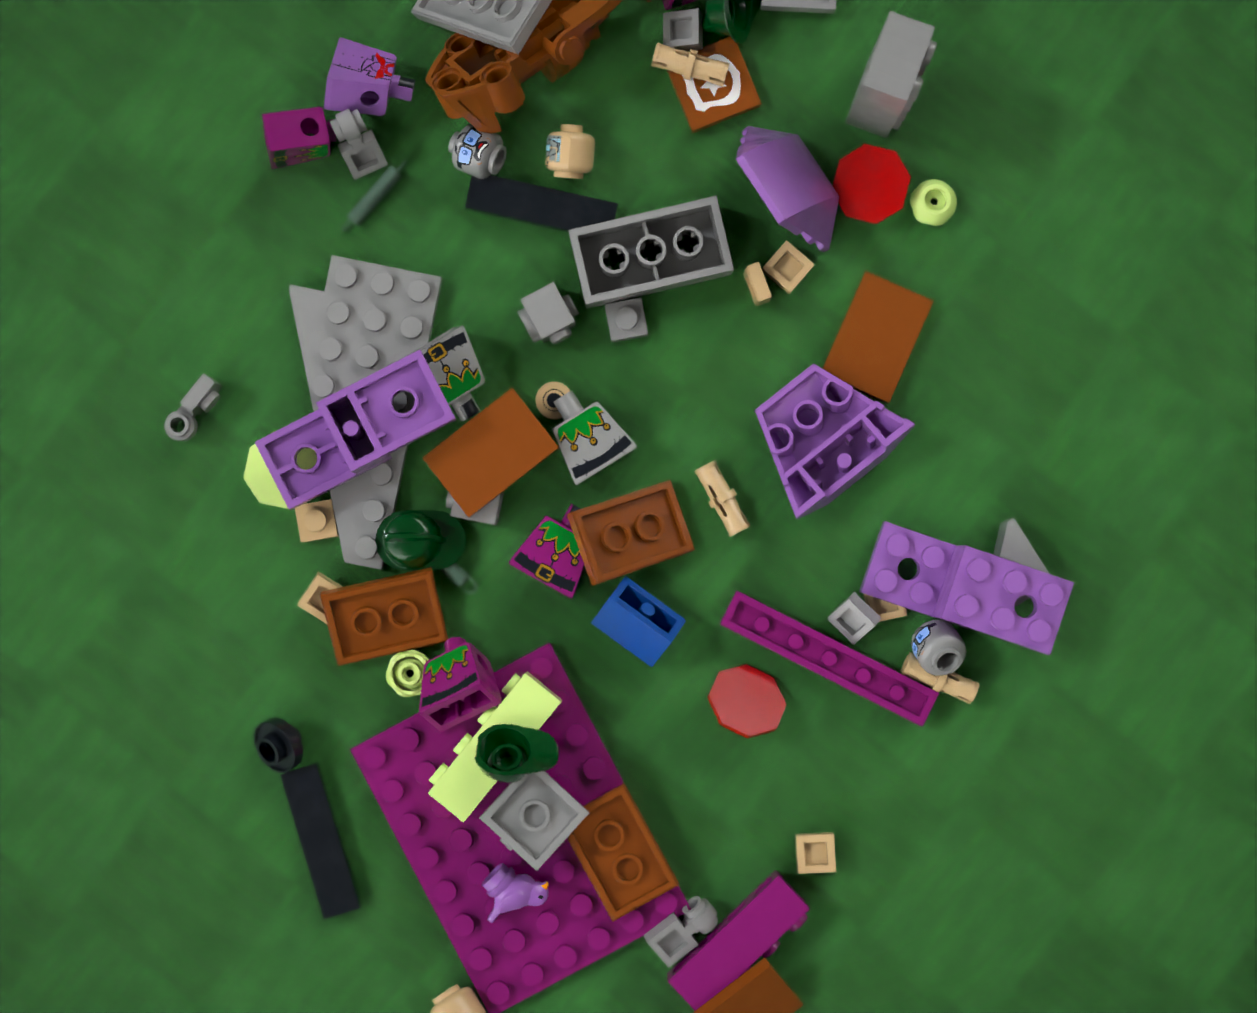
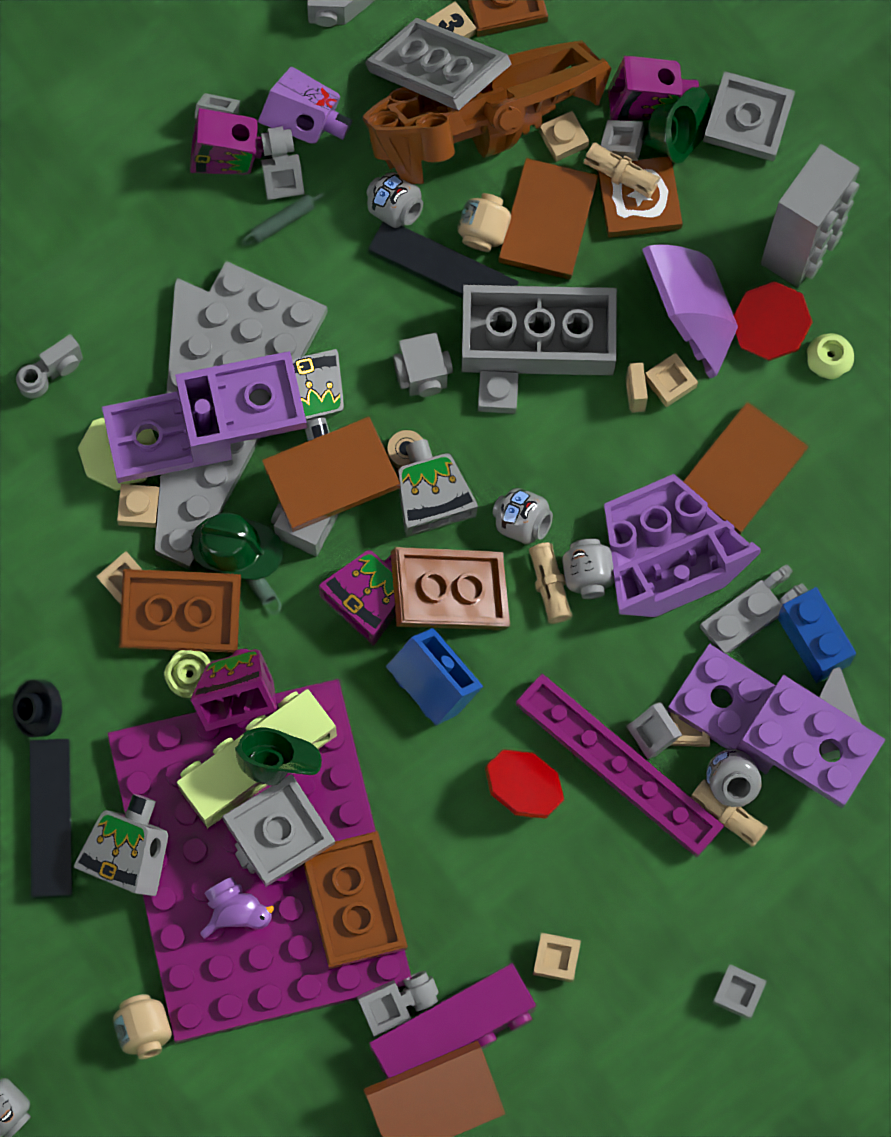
camera: 10 degrees right, 15 degrees down
(279, 98) = (218, 103): none -> light grey plate
(398, 861) = (126, 848): none -> light grey torso
(624, 39) = (564, 136): none -> tan plate
(630, 129) = (548, 219): none -> dark orange tile
(680, 441) = (522, 516): none -> light grey head
(755, 477) = (588, 568): none -> light grey head
(915, 478) = (749, 612): none -> light grey hinge
(983, 488) = (816, 634): none -> blue brick
(987, 842) = (739, 992): none -> light grey plate

